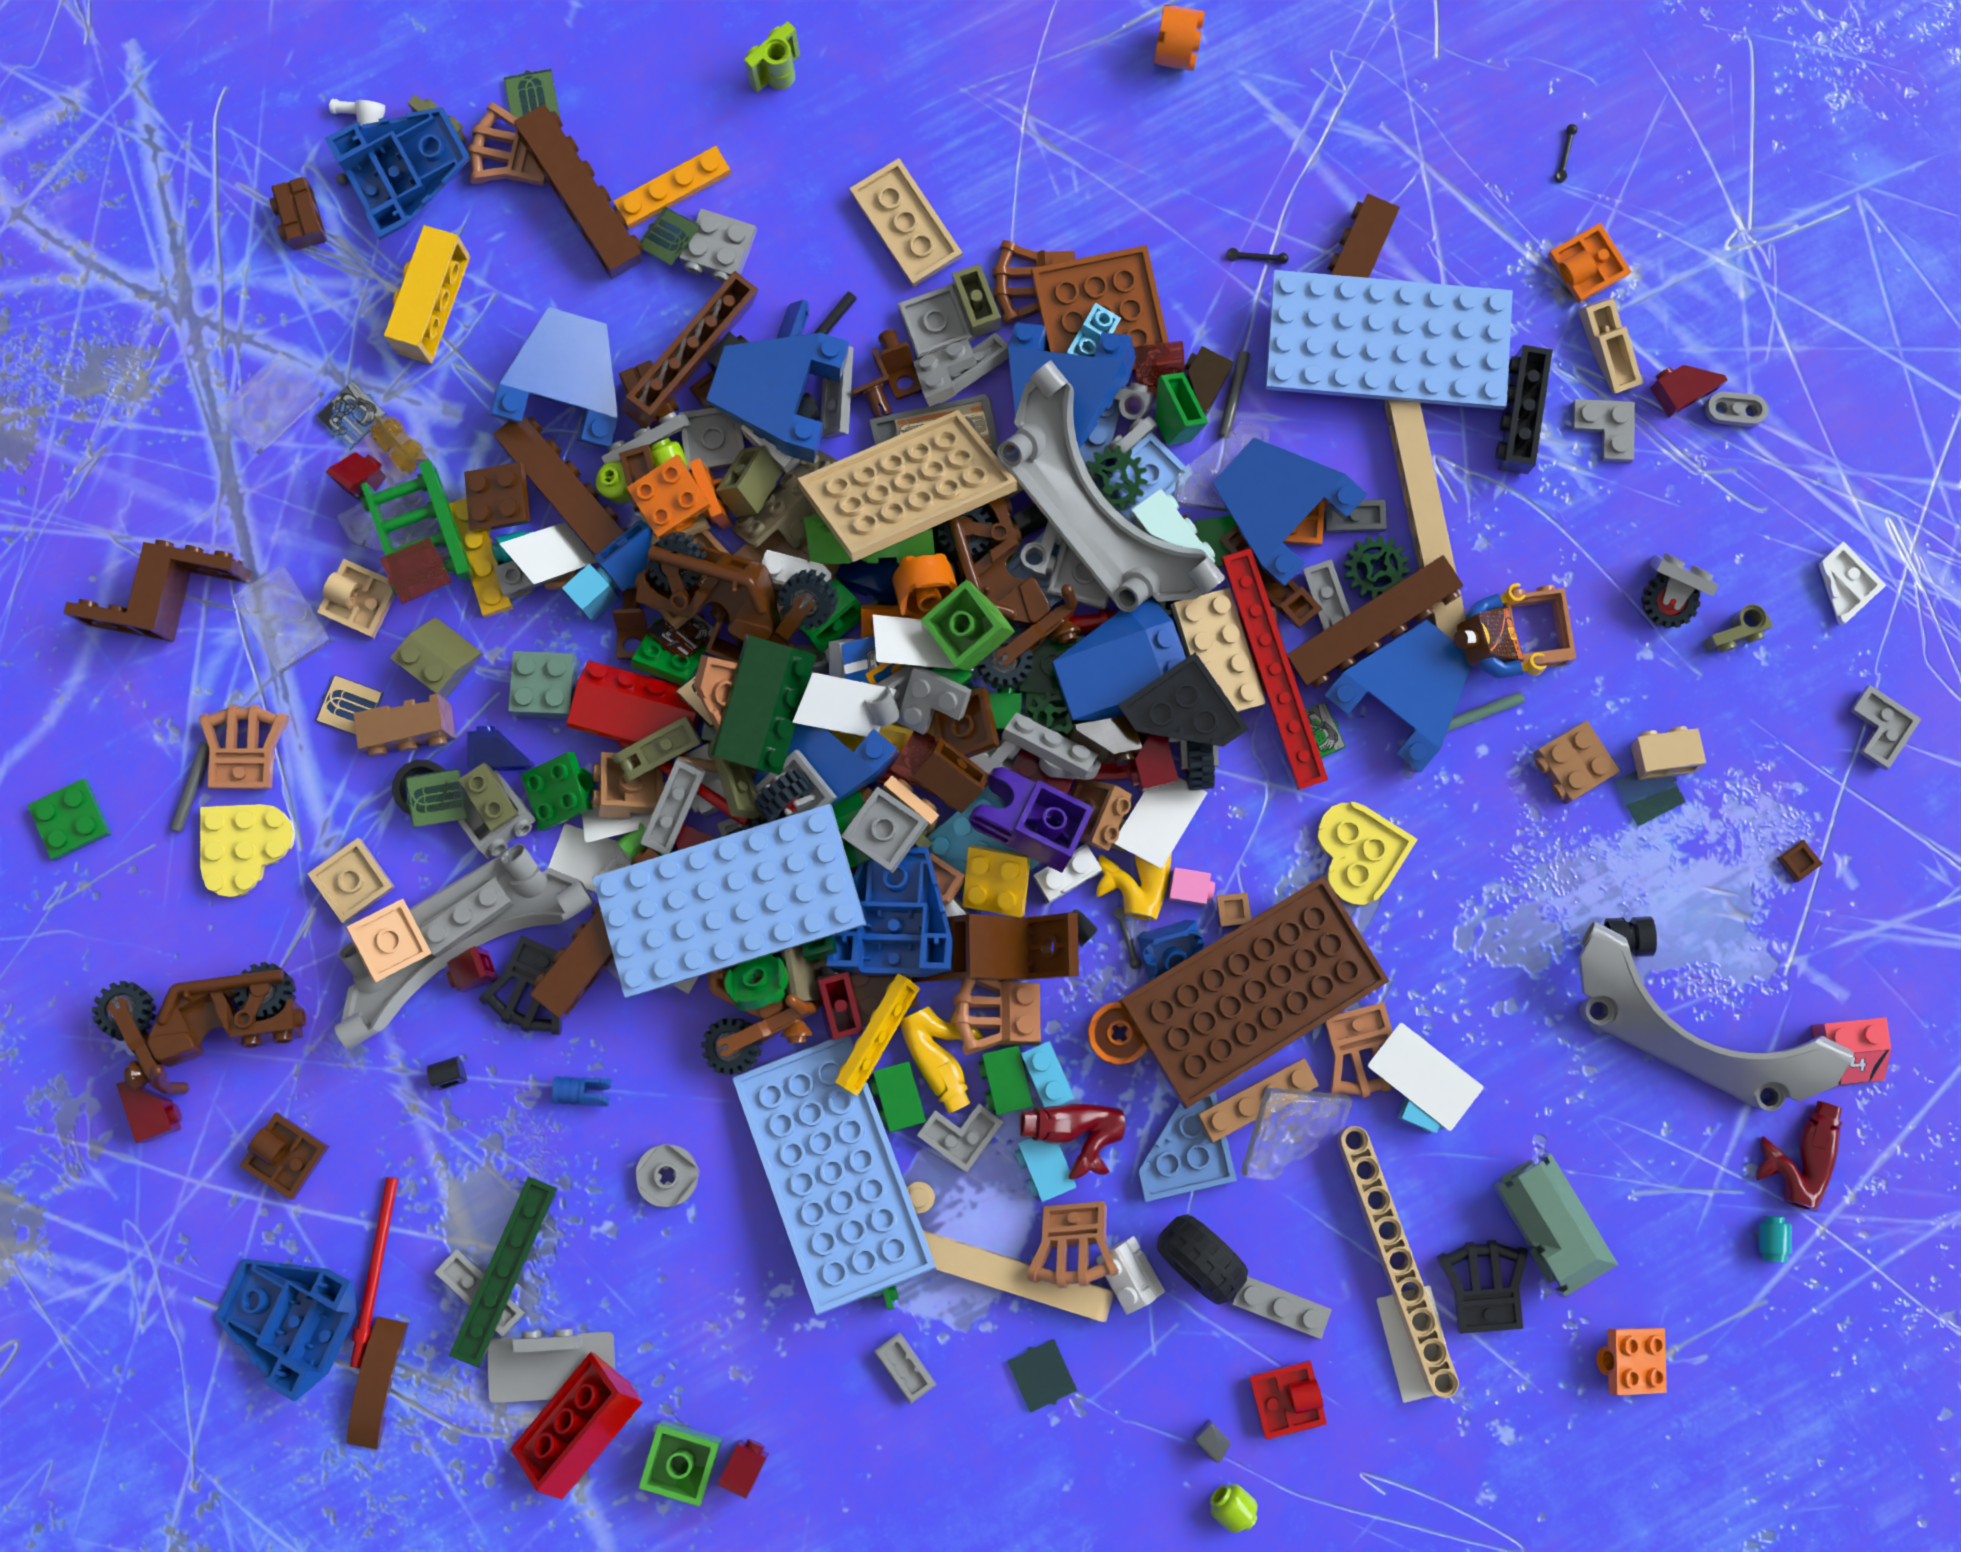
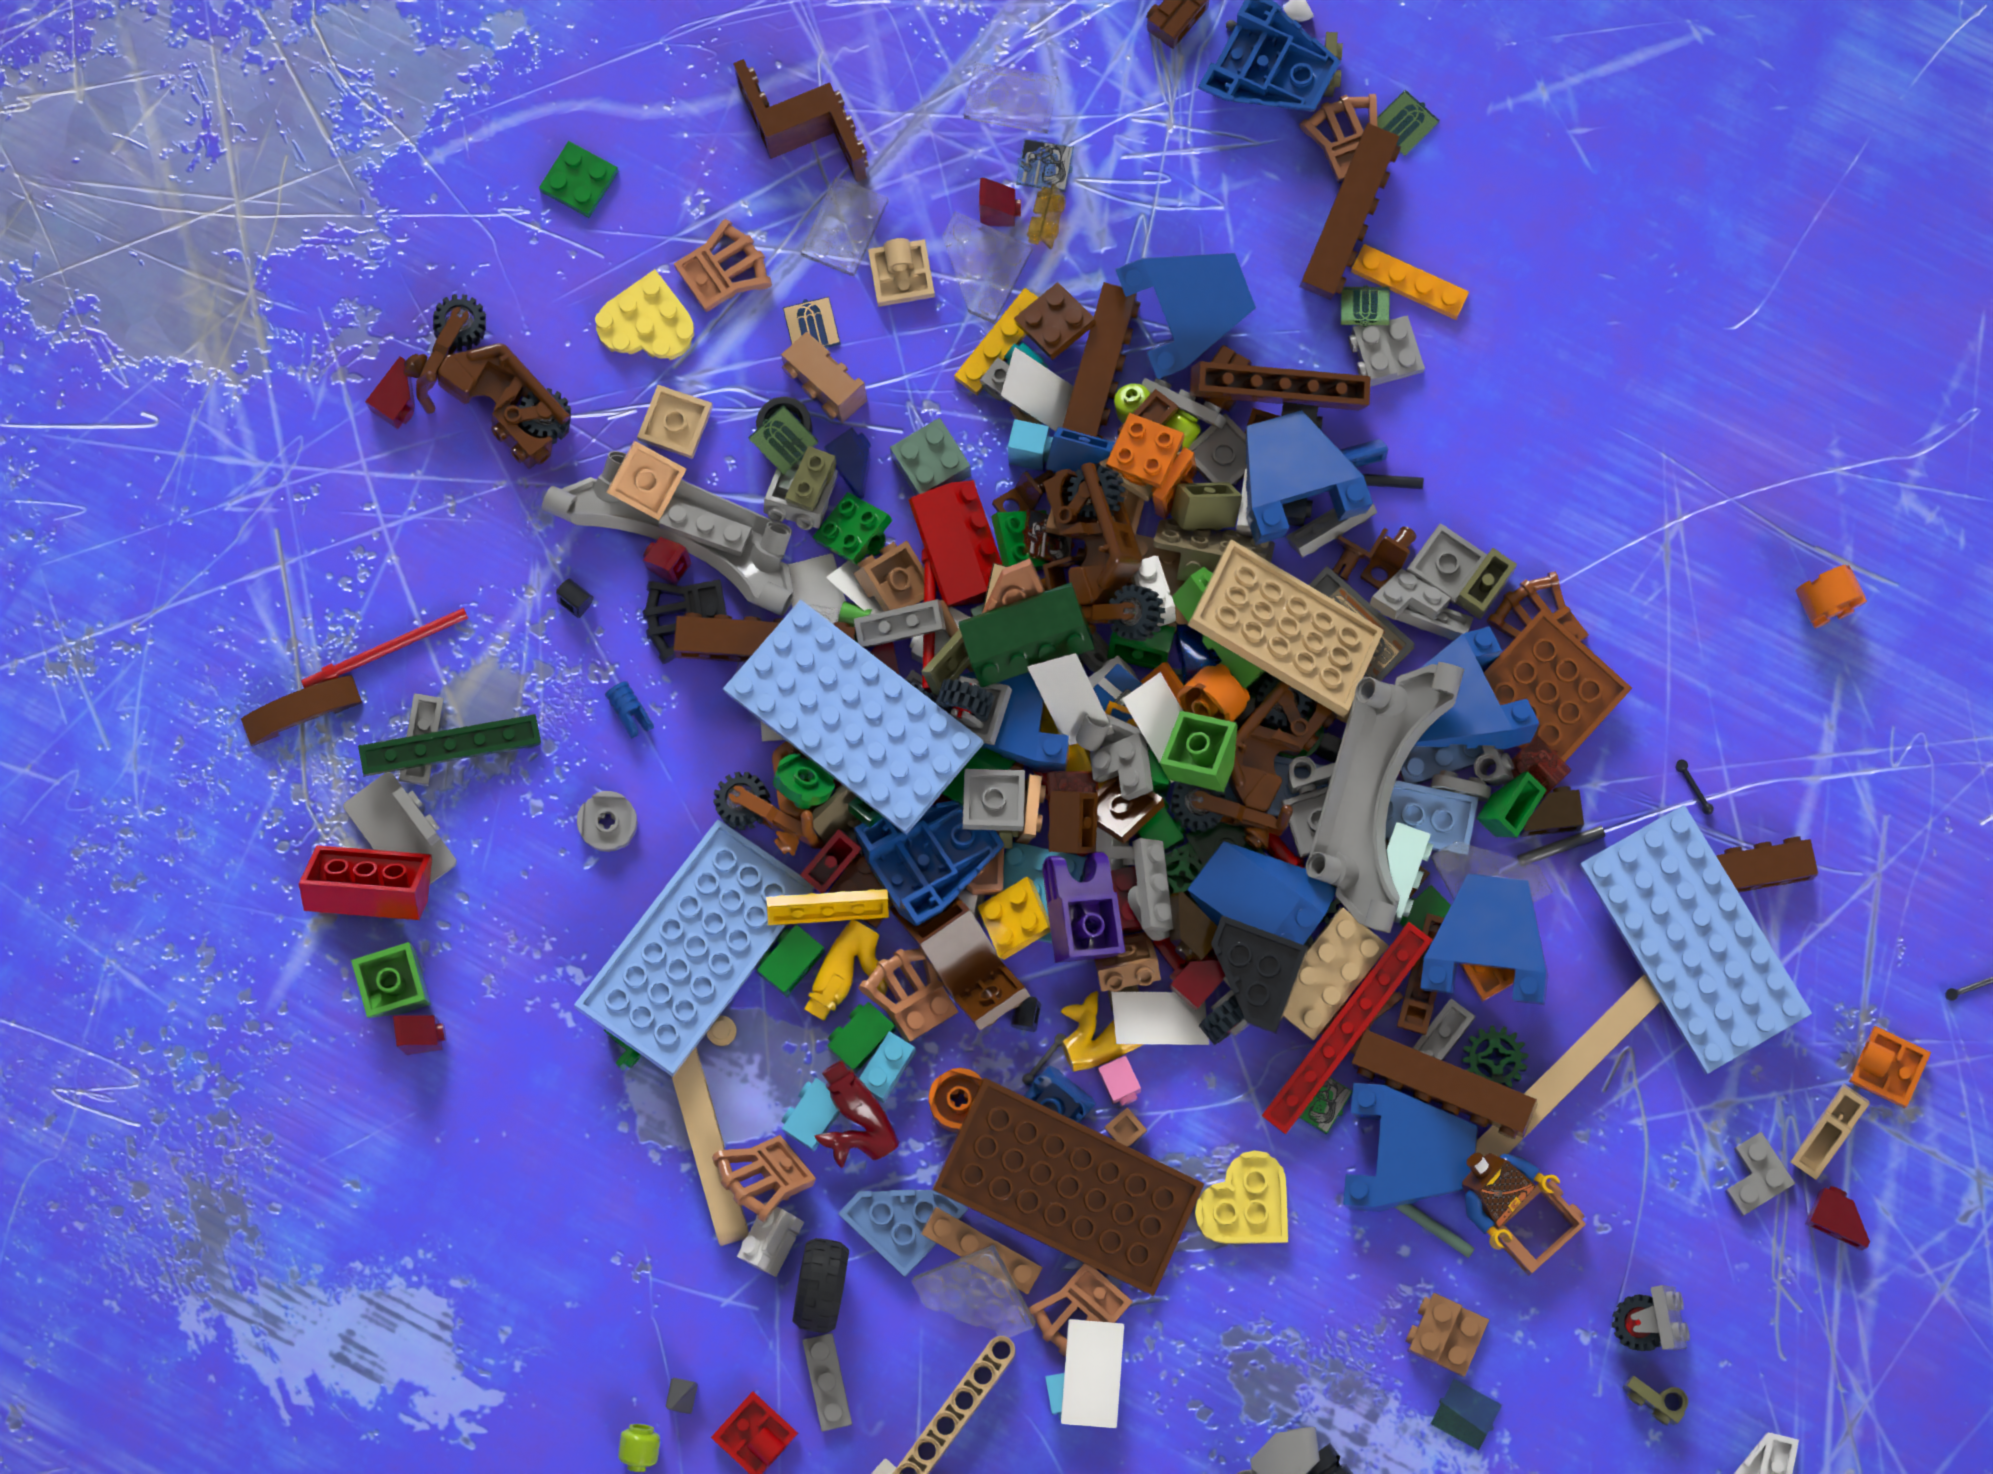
camera: 60 degrees right, 5 degrees down
(190, 787) = (665, 251): dark grey bar -> none
(283, 1155) = (428, 519): reddish brown plate -> none
(288, 1321) = (305, 610): blue wedge -> none
(415, 570) = (951, 299): clear red piece -> none
(427, 294) = (1180, 155): yellow brick -> none
(437, 508) = (996, 305): green fence -> none
(437, 656) = (896, 364): olive slope -> none
(658, 748) = (938, 580): olive plate -> none
(773, 59) = (1572, 287): lime plate -> none
(905, 1367) = (579, 1110): light grey plate -> none
(906, 222) = (1514, 484): tan plate -> none
(961, 1144) = (785, 1035): light grey plate -> none
(1042, 1375) = (644, 1224): piece -> none
(1078, 870) = (1064, 976): white brick -> none
(1088, 336) = (1536, 691): medium azure slope -> none
(1127, 485) = (1428, 791): dark green gear -> none
(1366, 517) = (1529, 1018): dark grey plate -> none
(1524, 410) = (1719, 1092): black brick -> none
(1668, 753) = (1507, 1405): tan brick -> none
(1735, 409) = (1853, 1273): light grey plate -> none

